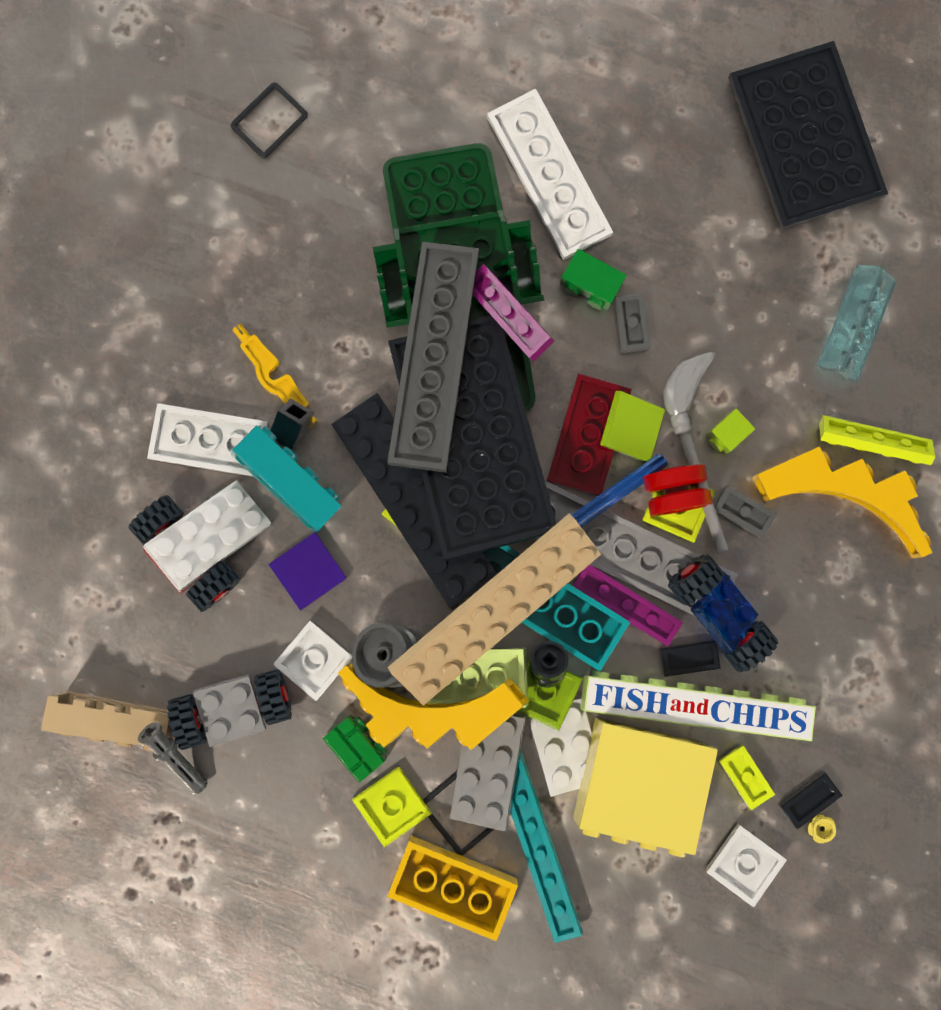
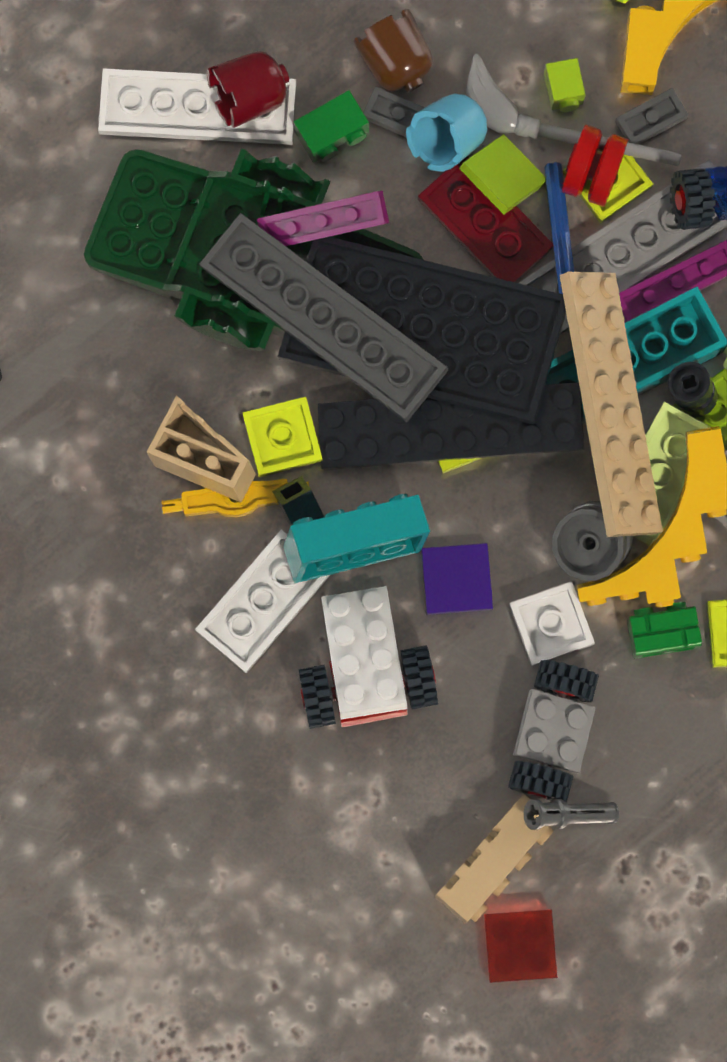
camera: 60 degrees left, 5 degrees down
(61, 776) = (520, 946): none -> clear red plate
(287, 327) = (199, 454): none -> tan wedge
(338, 382) = (282, 437): none -> neon yellow plate
(583, 199) = (248, 87): none -> dark red cylinder
(638, 365) = (447, 131): none -> medium azure cylinder
(677, 292) = (396, 52): none -> reddish brown cylinder

